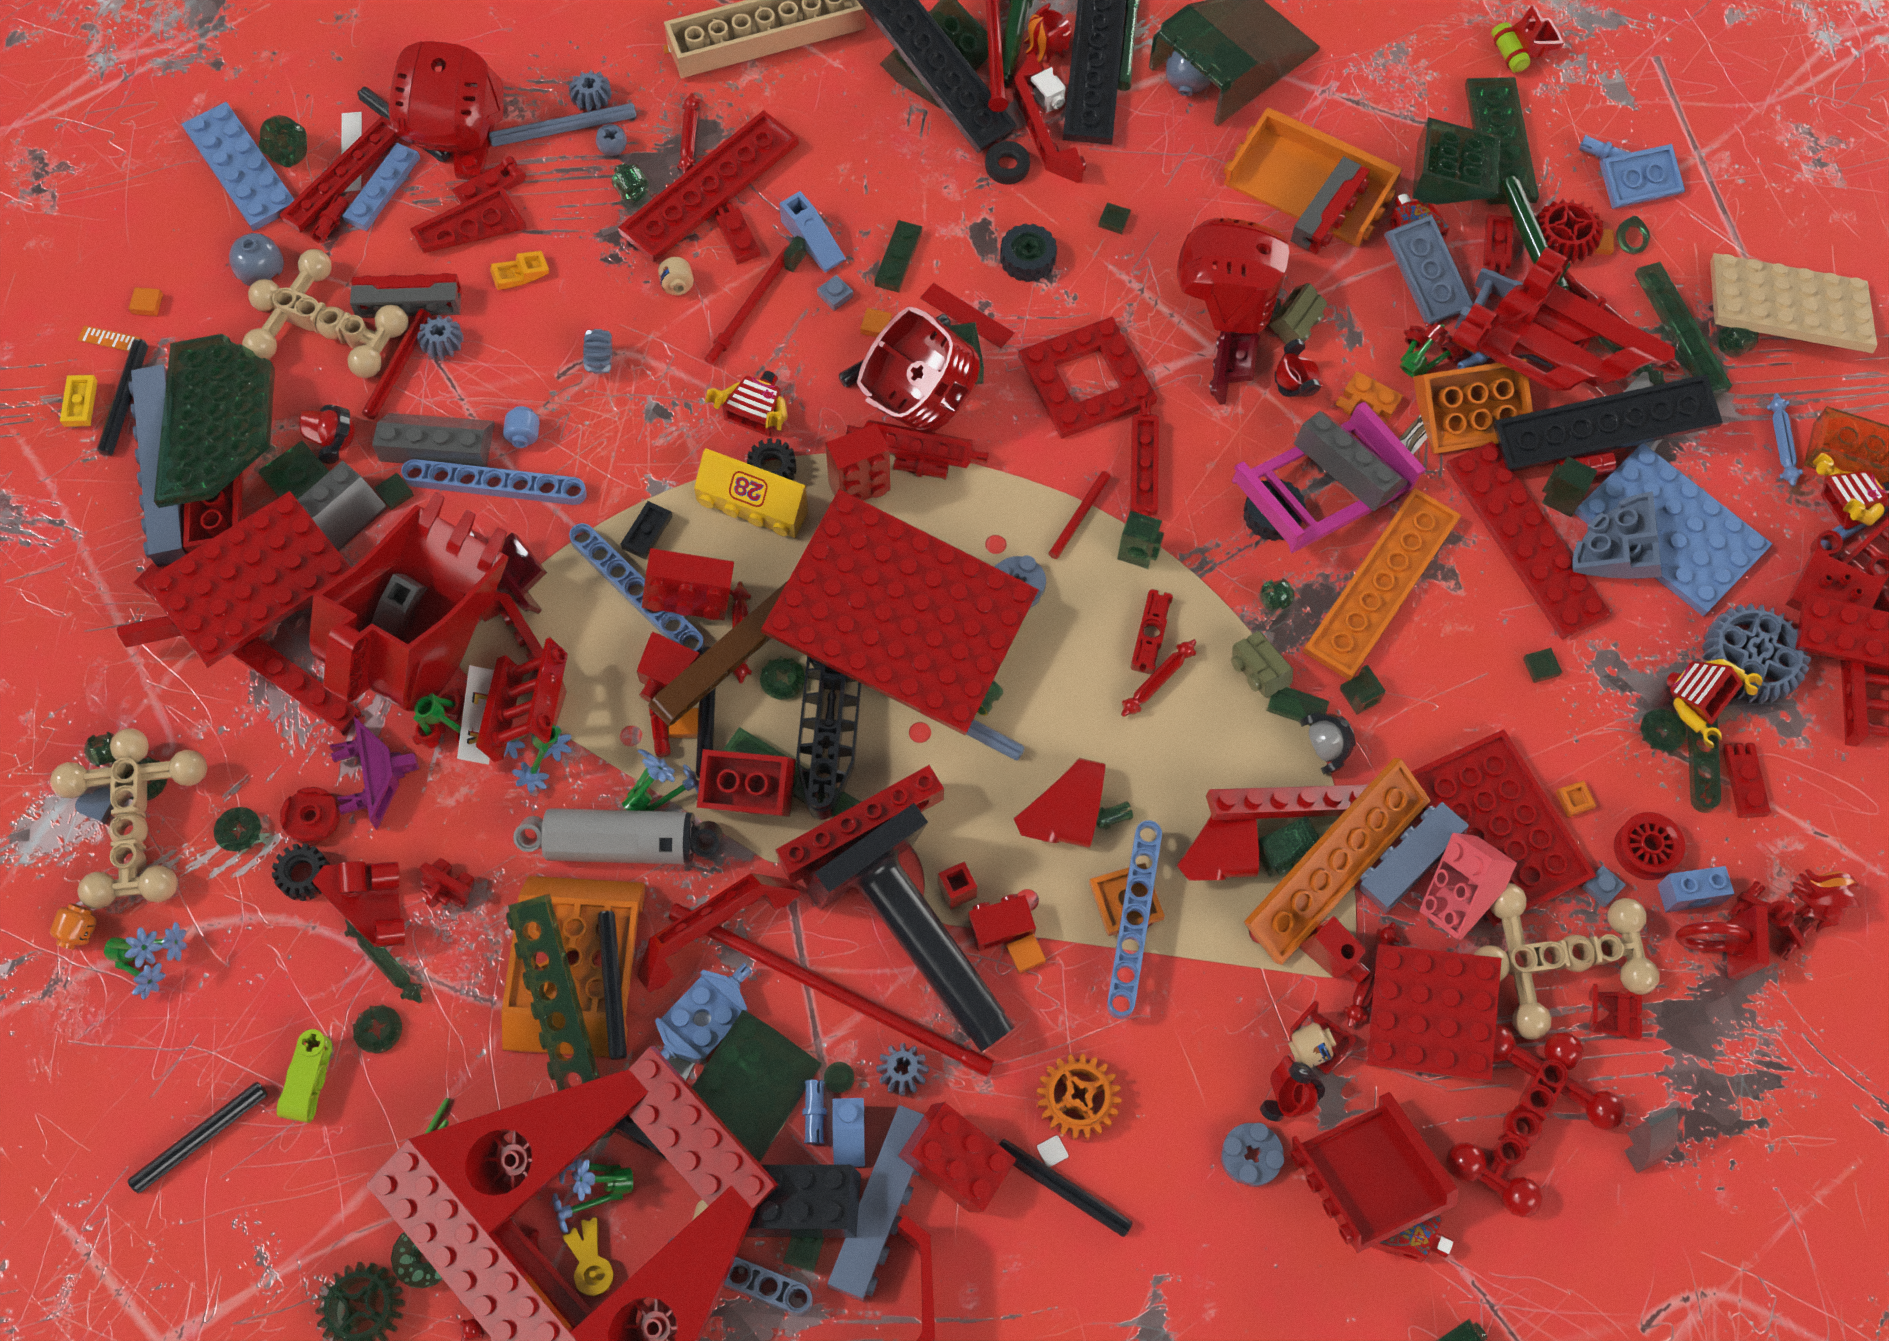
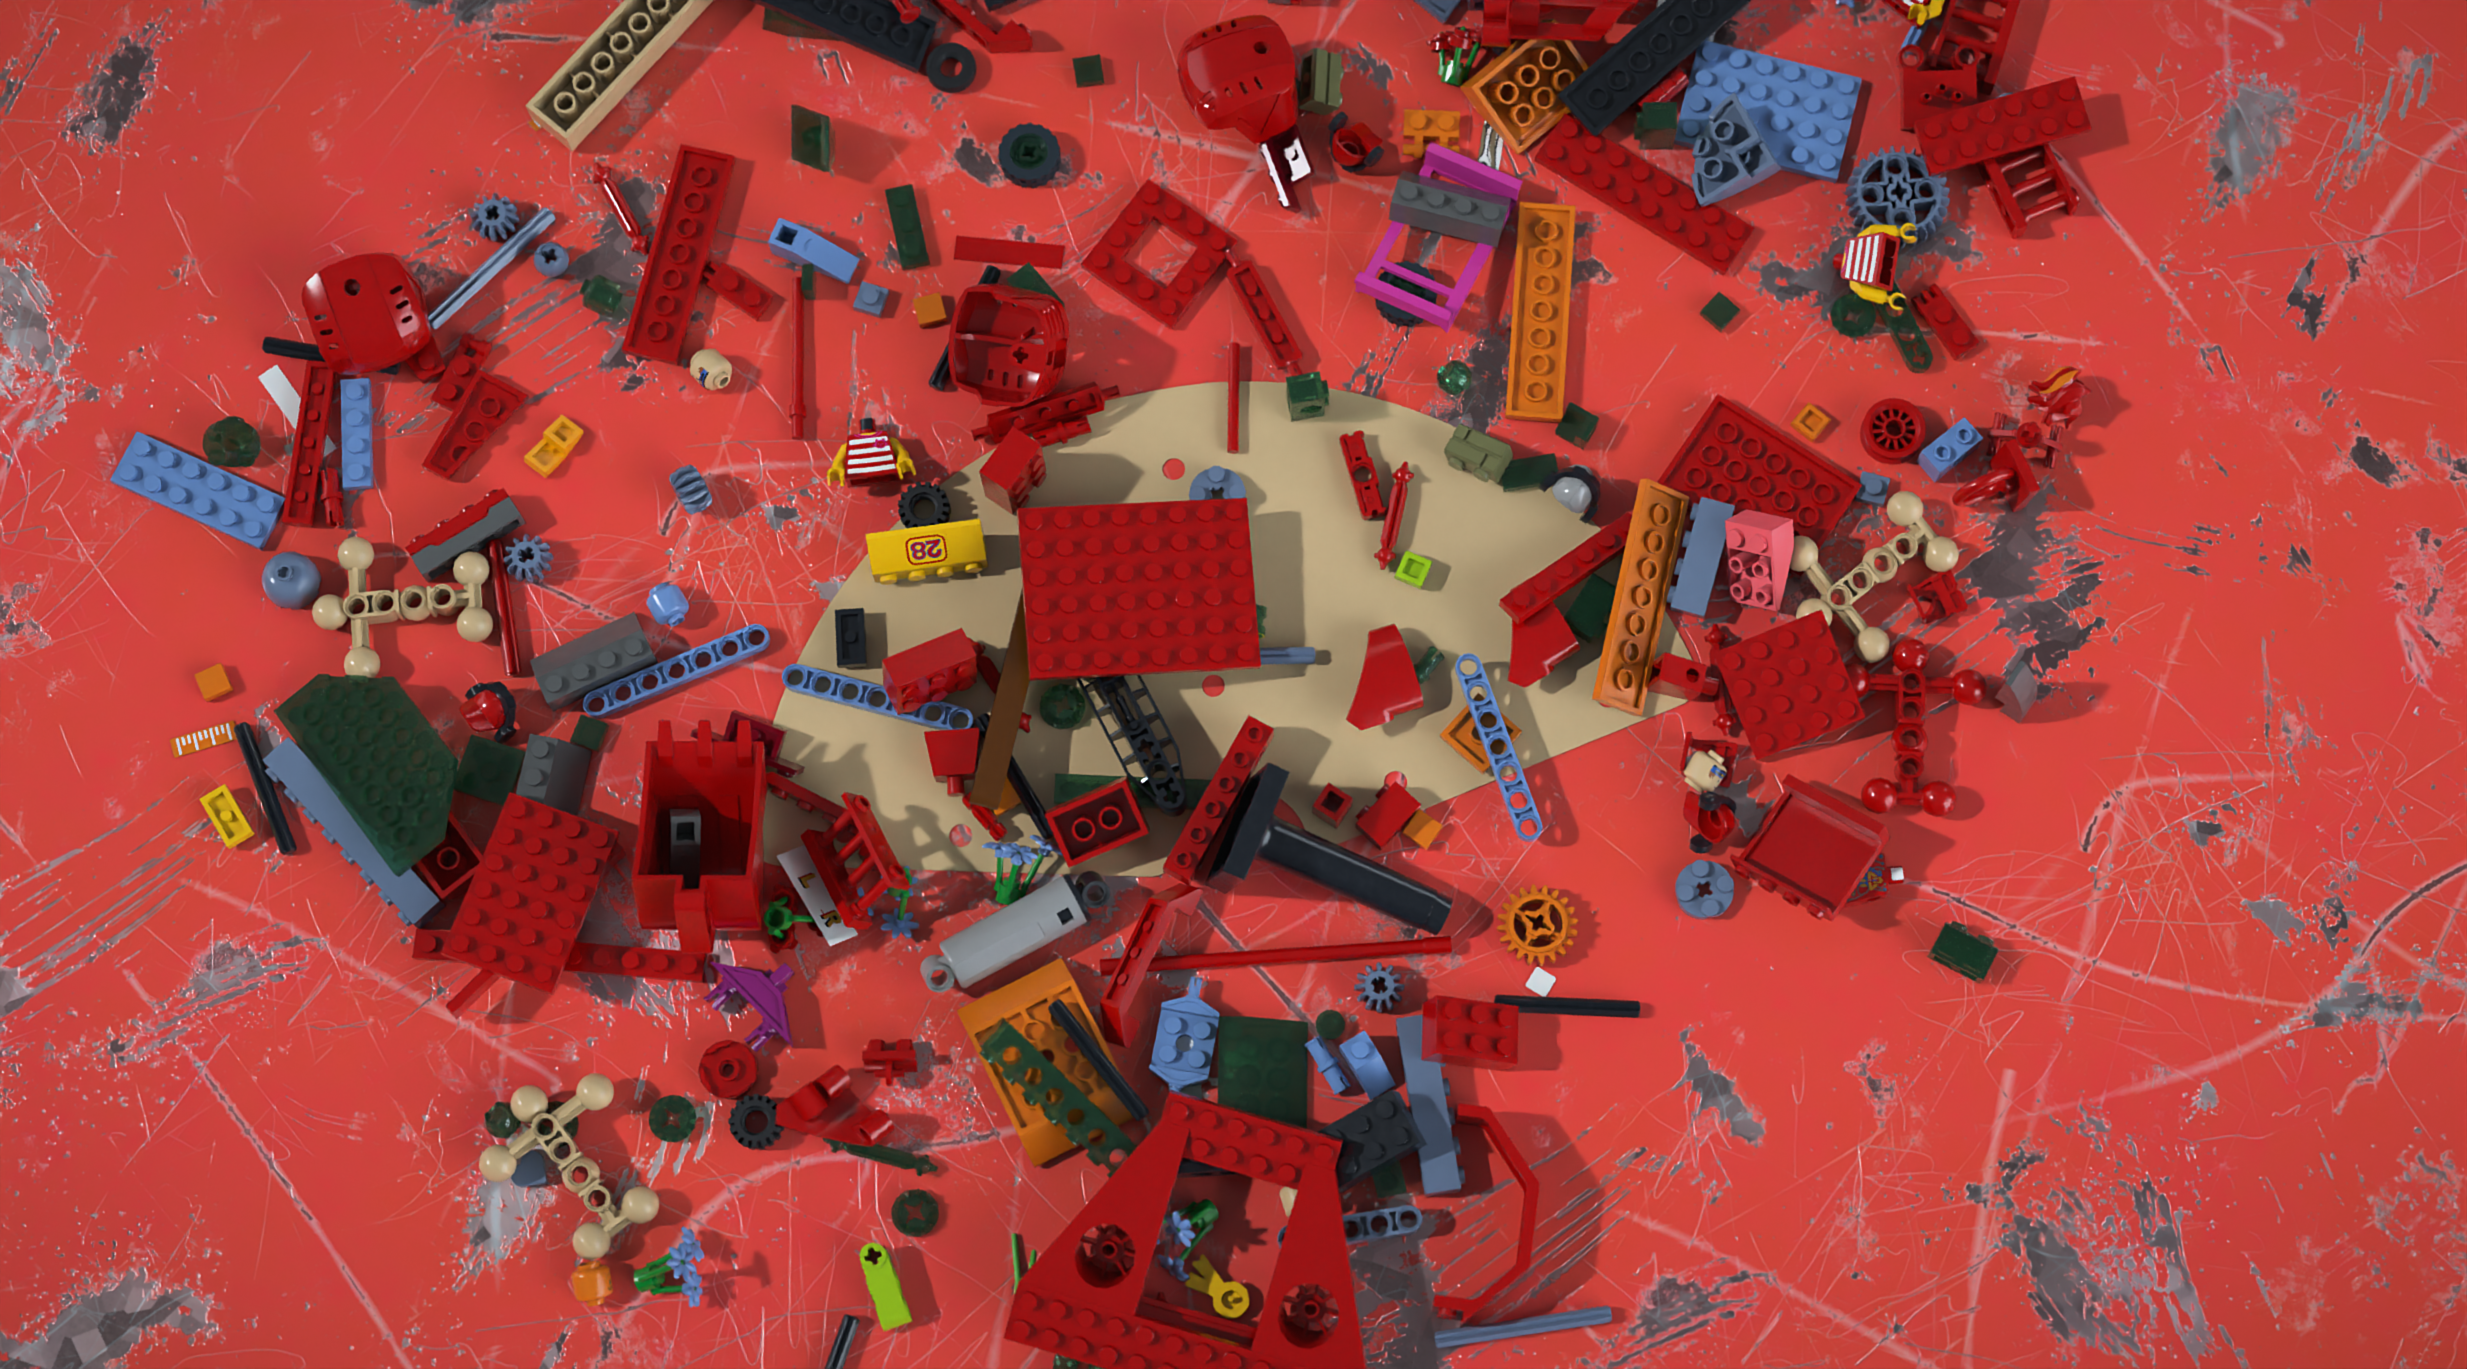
camera: 25 degrees left, 10 degrees up
(866, 153) = (812, 138): none -> slope
(1149, 729) = (1413, 569): none -> lime plate

